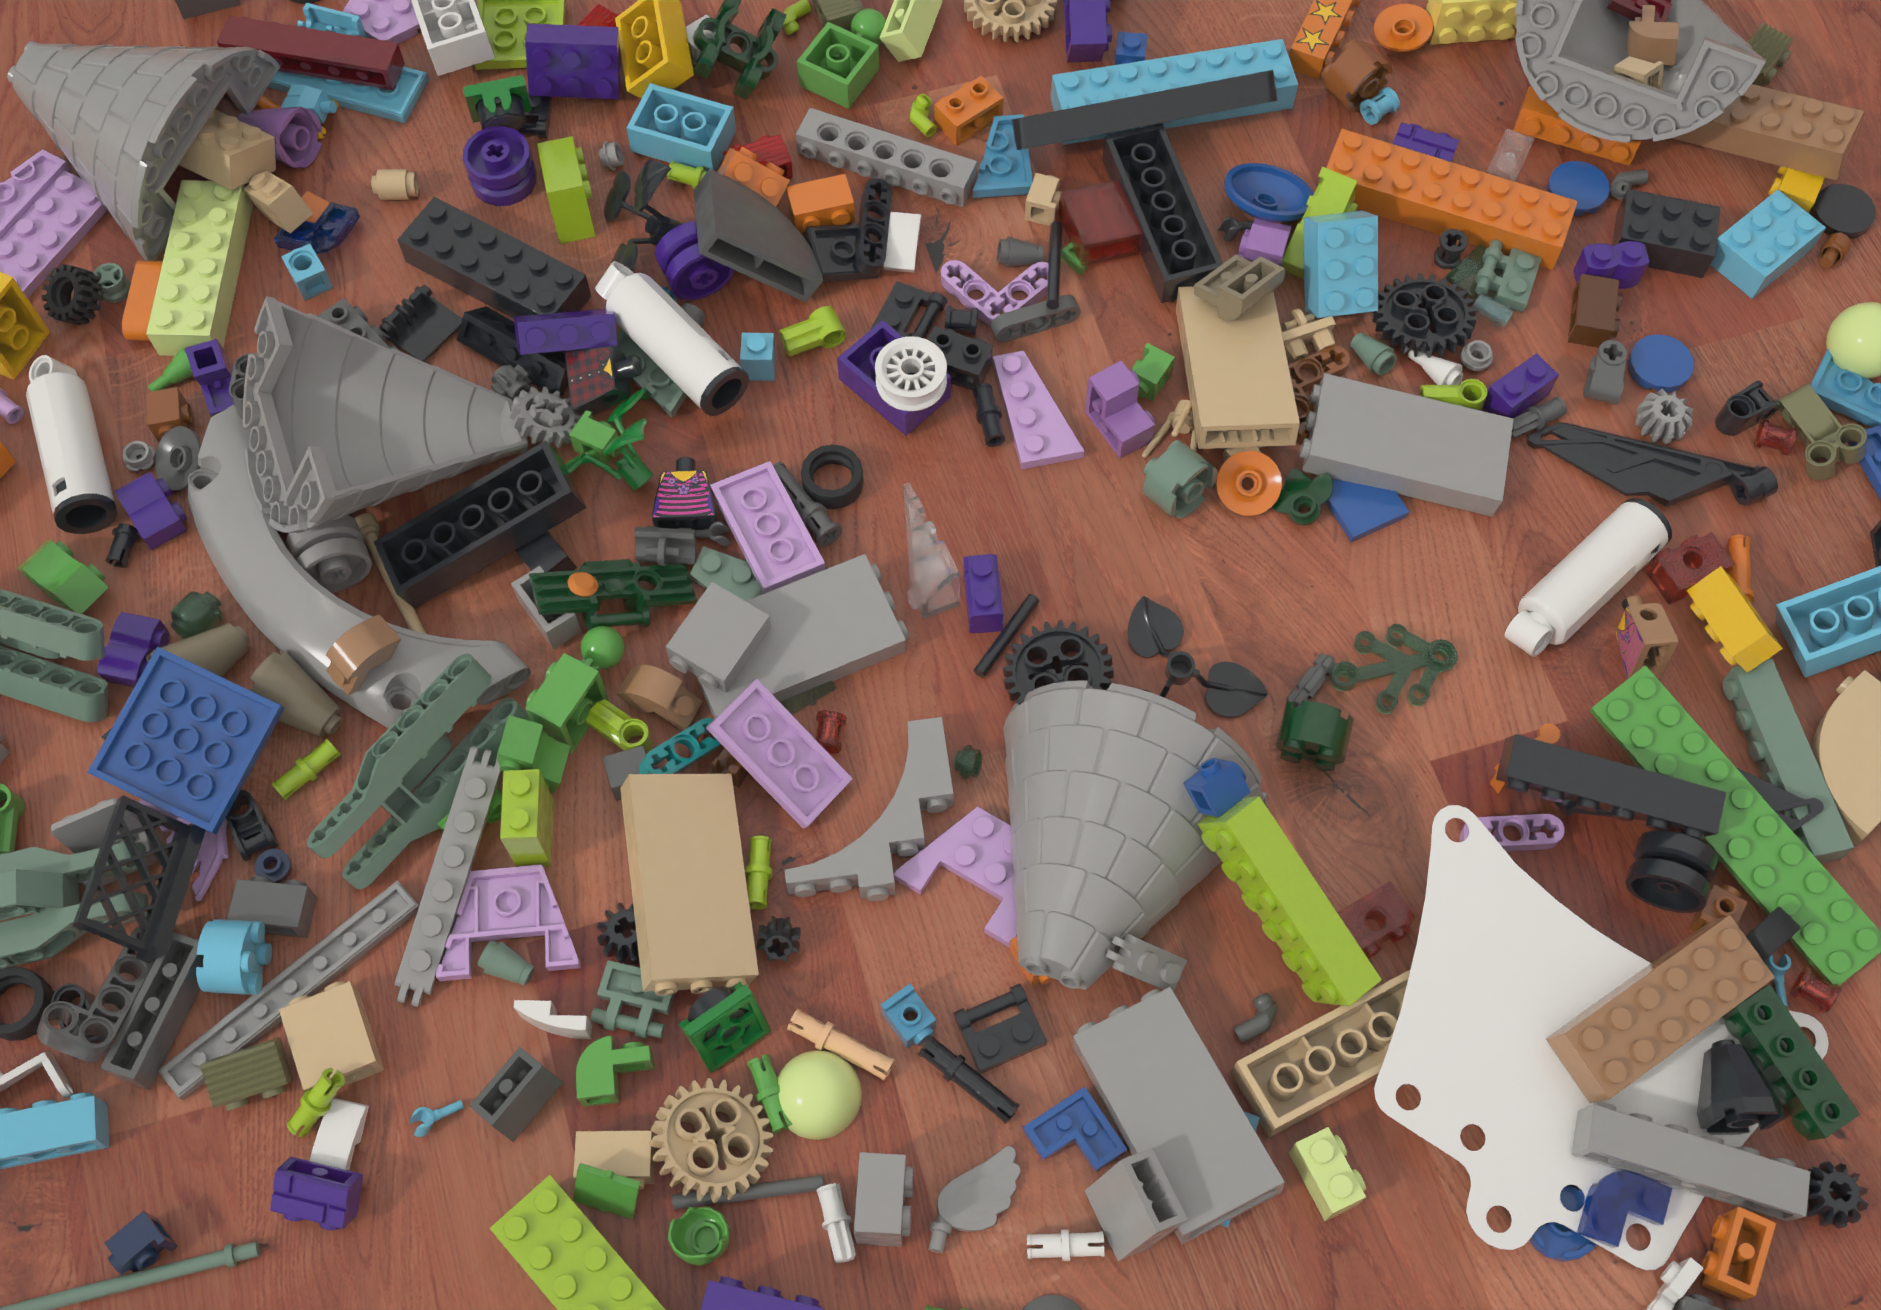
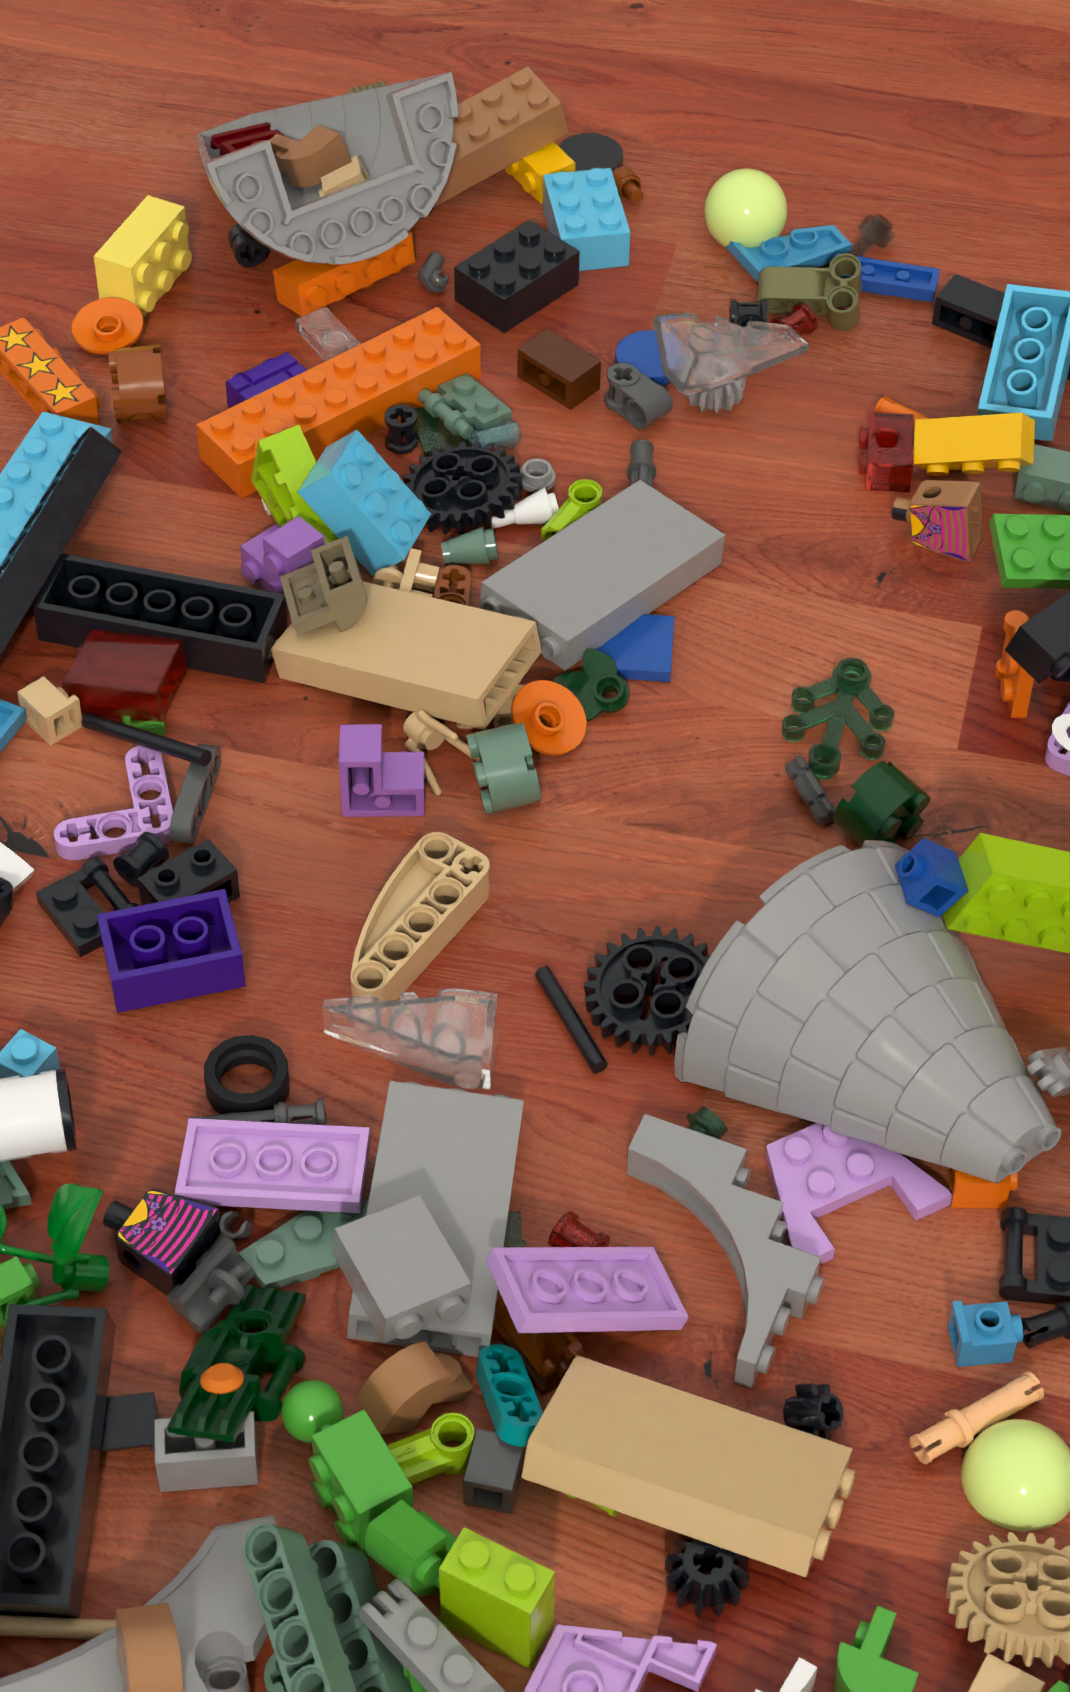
camera: 60 degrees left, 15 degrees down
(621, 986) = (782, 1599): sand green plate -> none
(724, 1024) = (890, 1515): green piece -> none
(758, 871) = (714, 1391): lime pin -> none
(768, 1091) = (997, 1517): bright green pin -> none
(820, 329) = (38, 996): lime piece -> none
(911, 356) = (199, 916): white wheel -> none
(983, 593) = (525, 1010): dark purple brick -> none
(988, 415) = (283, 895): black pin -> none
(1018, 252) = (95, 767): dark grey cone -> none
(1023, 488) = (418, 914): none -> tan beam
(1033, 416) = (317, 861): lavender wing -> none
(1153, 371) = (340, 712): bright green brick -> none
(1158, 629) = (662, 885): black plant -> none
(1232, 226) = (227, 573): dark grey hand -> none
(1267, 192) = (217, 522): blue dish -> none
(1380, 105) = (189, 384): medium azure bush -> none
(1521, 388) = (606, 457): dark purple brick -> none
(1581, 183) = (402, 303): blue tile -> none
(1589, 576) = (851, 518): white piece -> none
(1620, 262) = (518, 325): dark purple brick -> none
(1652, 469) = (758, 425): black wing -> none
(1677, 396) = (712, 355): none -> clear wedge

